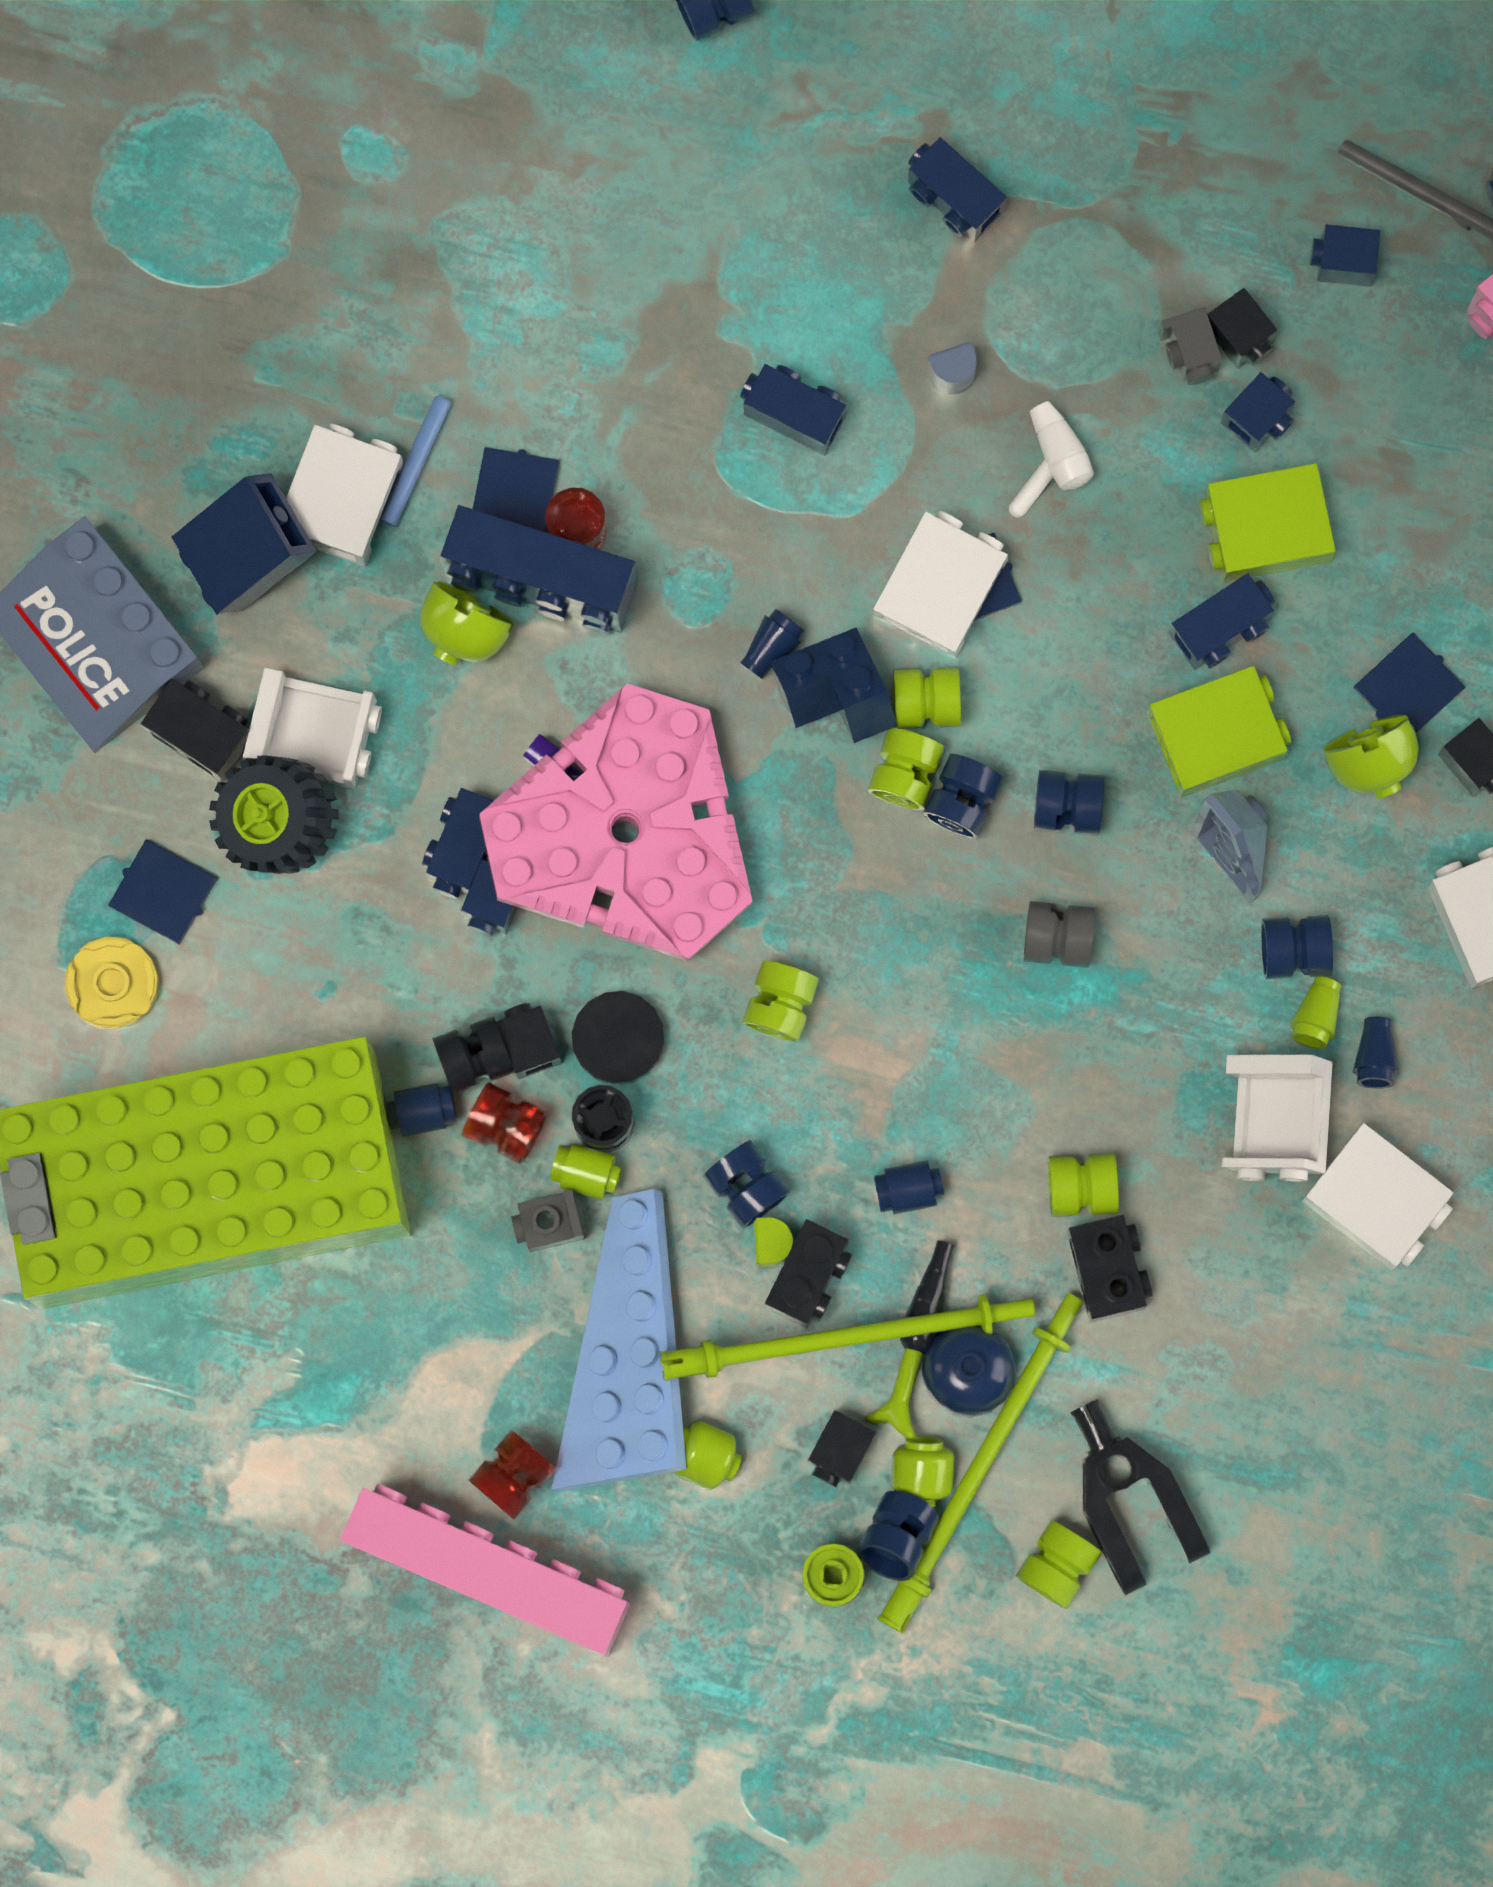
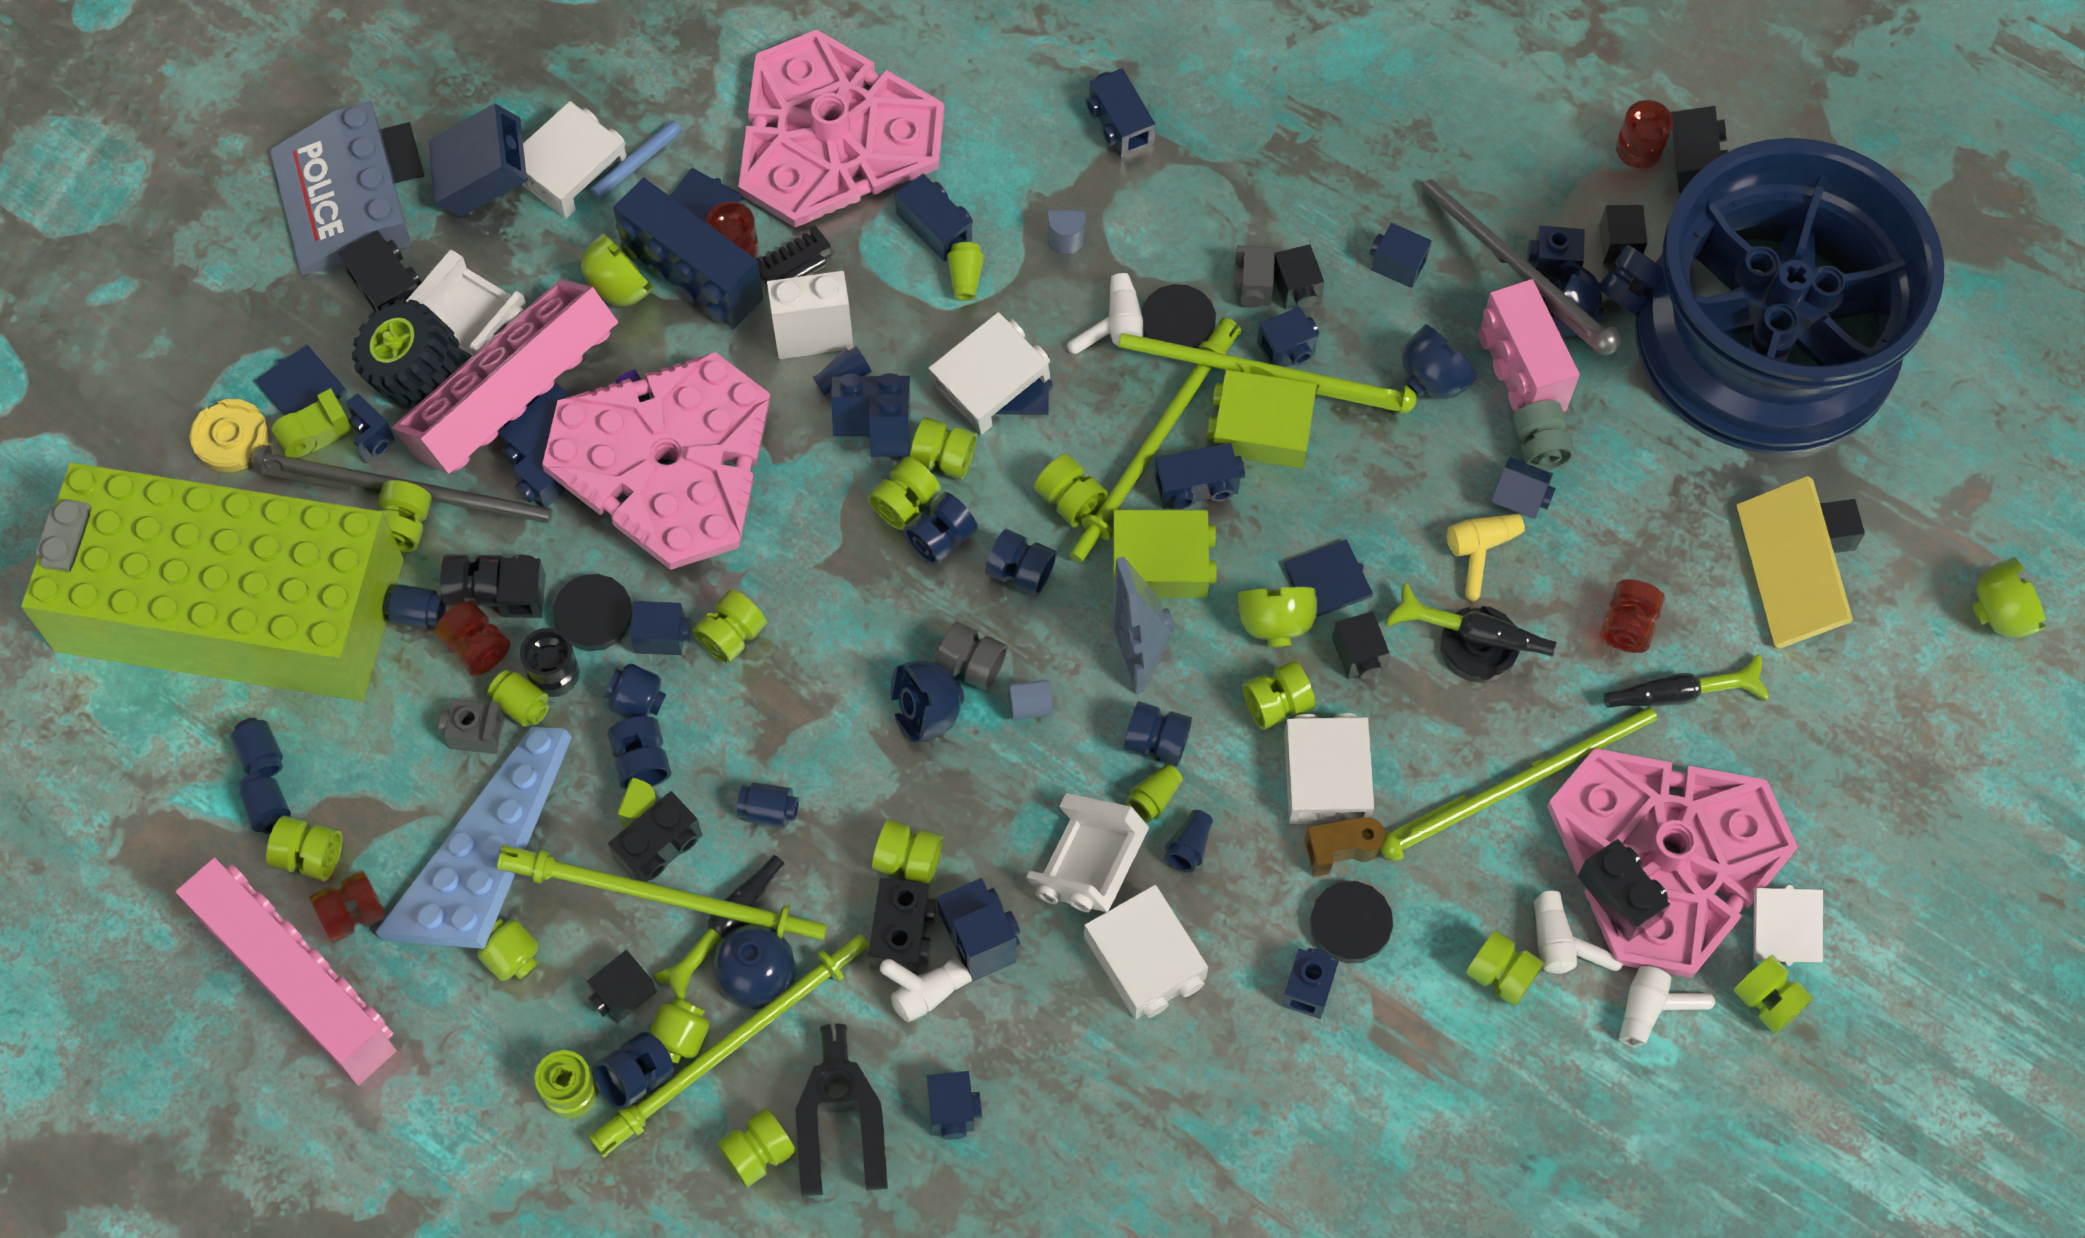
camera: 15 degrees right, 15 degrees down
(137, 552) = (402, 152): none -> black sticker
(203, 940) = (312, 427): none -> lime leg
(264, 986) = (341, 478): none -> flat silver bar
(265, 910) = (371, 426): none -> dark blue bracket
(326, 1337) = (256, 747): none -> dark blue brick
(356, 1008) = (404, 509): none -> lime wheel
(364, 1395) = (262, 801): none -> dark blue brick
(402, 801) = (505, 376): none -> bright pink brick
(435, 1429) = (297, 846): none -> lime wheel
(612, 397) = (831, 129): none -> bright pink plate
(662, 528) = (802, 263): none -> black piece
(705, 1033) = (659, 628): none -> dark blue brick
(709, 1116) = (634, 692): none -> dark blue head
(715, 596) = (810, 314): none -> white brick
(858, 462) = (965, 269): none -> lime cone
(1032, 1004) = (927, 699): none -> dark blue cylinder
(1089, 694) = (1067, 487): none -> lime wheel
(1123, 431) = (1178, 315): none -> black tile
(1143, 960) = (1030, 700): none -> sand blue brick
(1162, 1329) = (926, 991): none -> white piece
(1179, 464) = (1097, 525): none -> lime bar
(1191, 1241) = (979, 928): none -> dark blue brick
(1242, 1440) = (952, 1104): none -> dark blue brick
(1326, 455) = (1328, 386): none -> lime bar
(1421, 840) = (1278, 695): none -> lime wheel
(1438, 388) = (1435, 366): none -> dark blue cylinder

